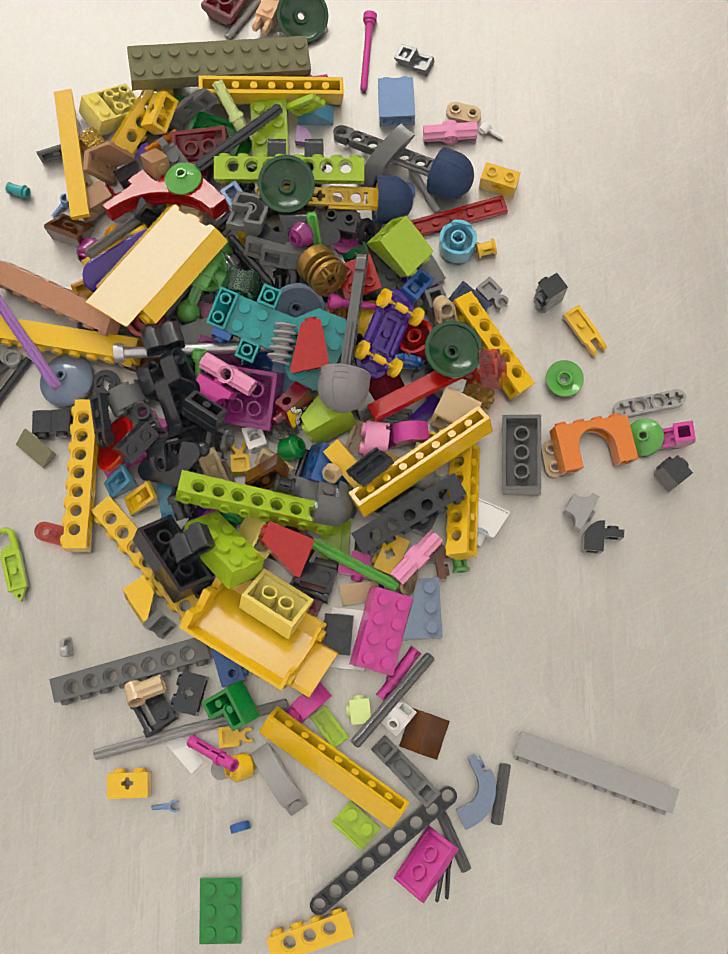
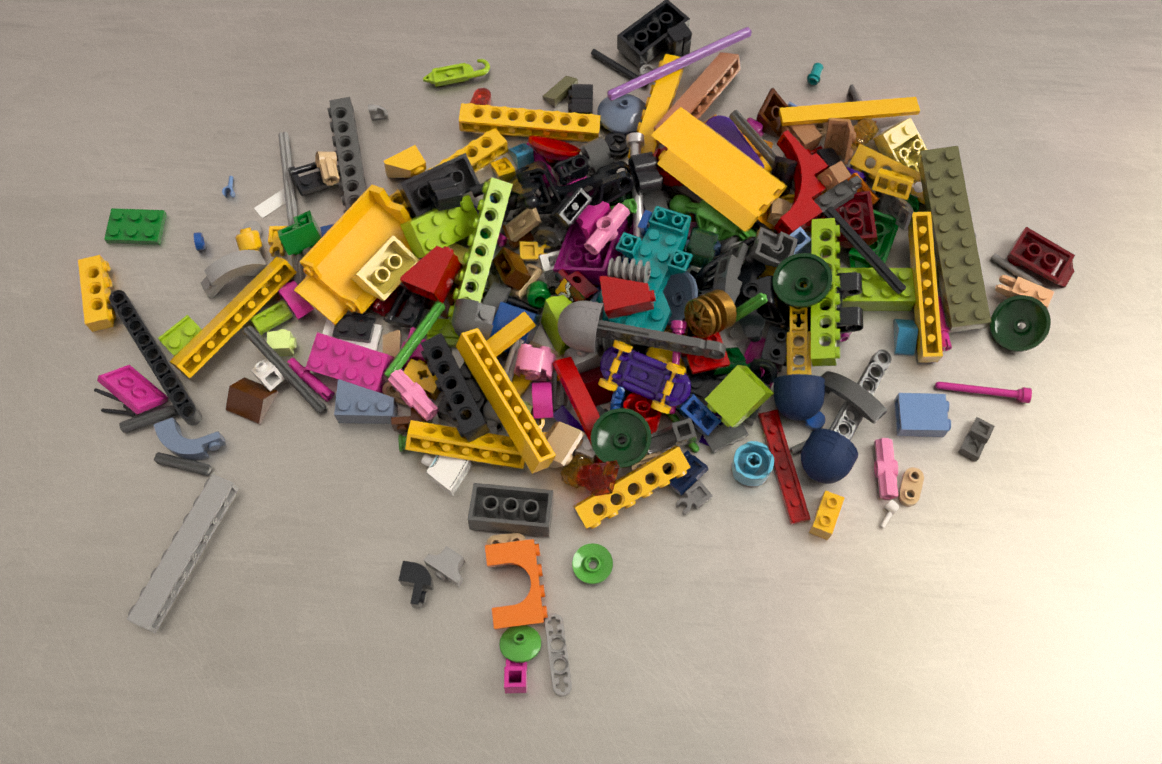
camera: 90 degrees right, 10 degrees down
(101, 420) = (575, 134): black hinge -> none
(136, 442) = (546, 152): black brick -> none
(141, 783) = (252, 158): yellow brick -> none
(159, 624) = (384, 178): dark grey slope -> none
(183, 178) = (815, 196): bright green dish -> none
(193, 703) = (322, 205): black brick -> none
(218, 756) = (260, 220): dark pink pin -> none
(235, 115) = (890, 249): yellowish green pin -> none
(281, 484) = (496, 277): black bush -> none
(301, 134) = (878, 322): lavender tile -> none
(301, 234) = (745, 291): magenta cone -> none
(305, 104) = (907, 317): lime tile -> none
(331, 473) = (502, 318): tan tile -> none
(370, 467) = (500, 347): black plate -> none
(406, 771) = (219, 380): dark grey slope -> none
(445, 314) = (665, 437): tan piece -> none
(486, 248) = (746, 495): yellow bush -> none
(550, 292) = (688, 552): black brick -> none
(584, 329) = (648, 591): yellow hinge -> none
(672, 472) = (473, 664): black brick -> none

